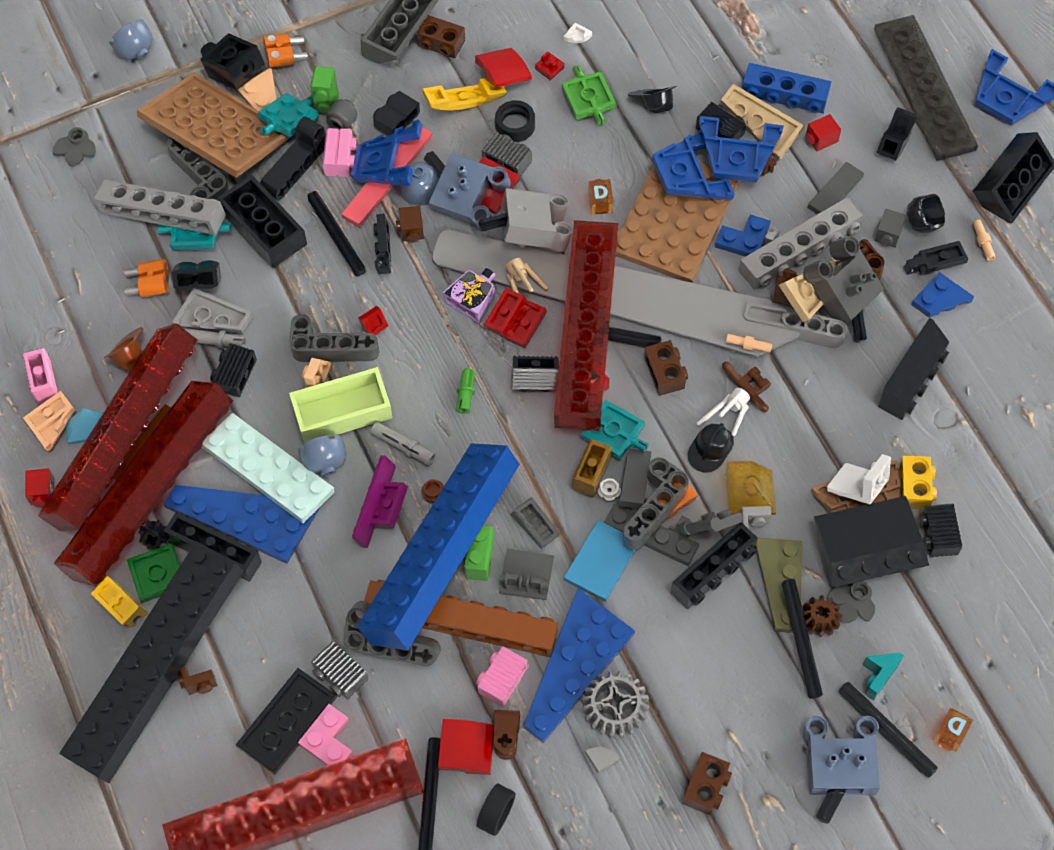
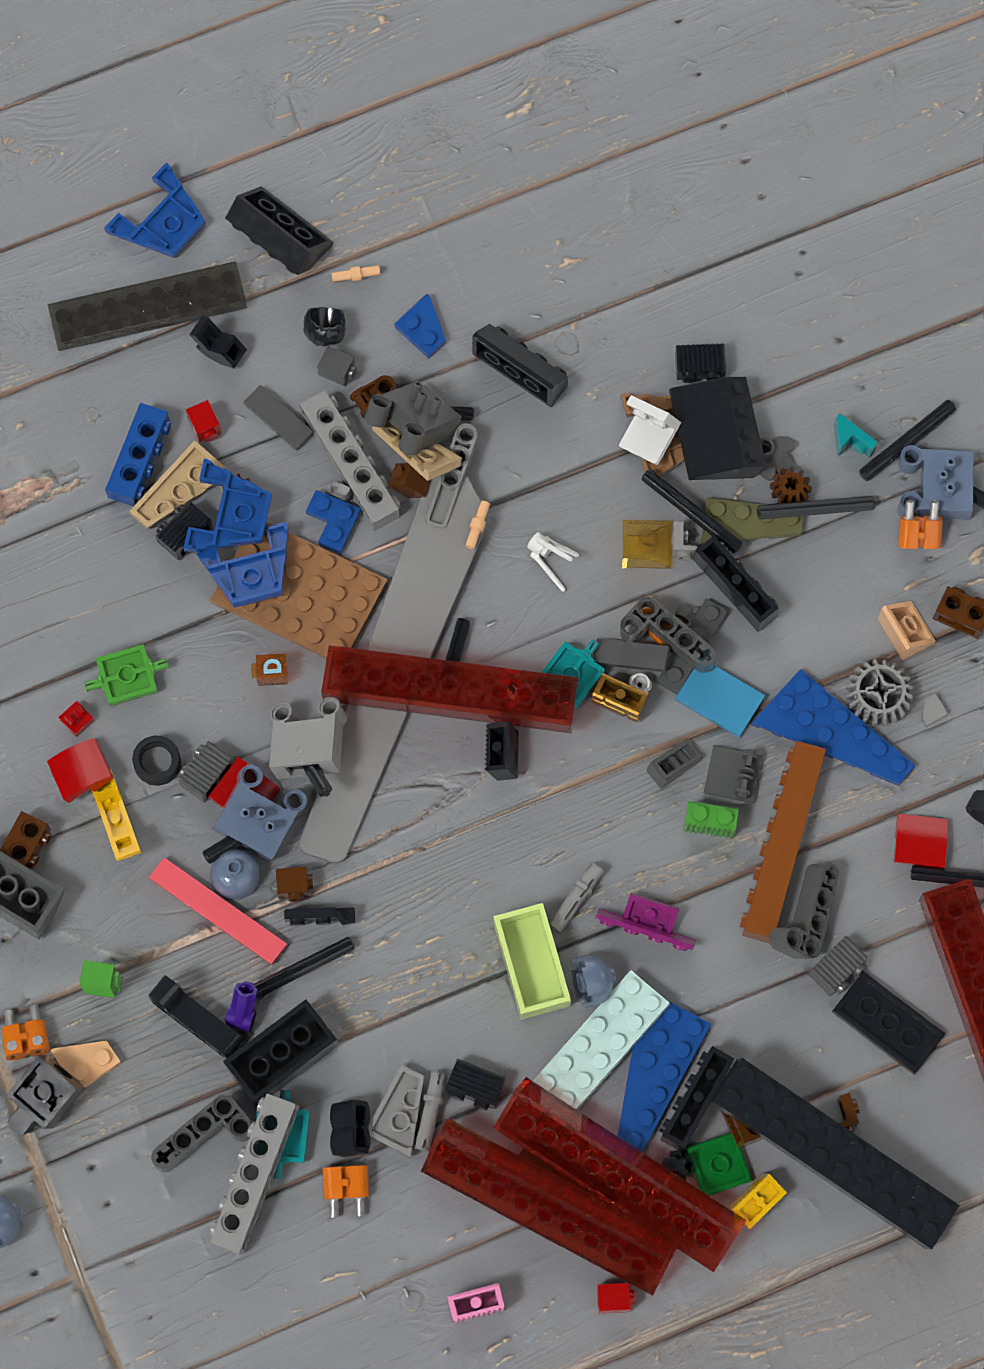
camera: 90 degrees left, 10 degrees up
(50, 419) = (528, 1292): light nougat wing -> none
(74, 149) = (150, 1290): dark grey plate -> none
(81, 425) = (538, 1254): medium azure slope -> none
(127, 350) = (440, 1208): dark orange piece -> none
(211, 124) = (138, 1112): medium nougat plate -> none
(285, 114) = (128, 1025): teal plate -> none
(300, 190) = (241, 1010): none -> dark purple piece
(316, 372) = (495, 988): light nougat wing -> none
(321, 736) = (912, 986): bright pink plate -> none
(338, 152) = (186, 965): bright pink brick -> none
(341, 114) = (133, 961): dark grey head -> none
(367, 344) = (447, 971): dark grey beam -> none
(373, 321) = (421, 928): red tile -> none
(377, 157) = (202, 919): blue wing -> none
(397, 112) = (135, 898): black brick -> none
(431, 490) = (633, 867): copper plate -> none
(438, 546) = (714, 851): blue brick -> none
(465, 391) = (513, 829): bright green axle -> none
(472, 294) = (392, 816): torso -> none
(502, 676) = (847, 801): bright pink brick -> none
(506, 730) = (905, 800): reddish brown piece -> none
(515, 318) = (425, 771): red slope -> none
(518, 272) = (369, 764): tan plant -> none
(577, 34) = (31, 684): white tile -> none
(656, 99) = (137, 599): black piece -> none
(661, 368) = (501, 622): reddish brown brick -> none
(684, 728) = (905, 628): none -> light nougat slope
(710, 448) = (592, 579): black piece -> none
(711, 522) = (693, 579): dark grey plate -> none
(744, 383) = (523, 536): reddish brown piece -> none
(784, 524) = (691, 510): none -> black axle
(788, 739) = (920, 531): none -> orange piece
(917, 482) = (646, 383): yellow brick -> none
(937, 258) = (377, 323): black hinge -> none
(952, 730) = (912, 380): clear orange brick -> none

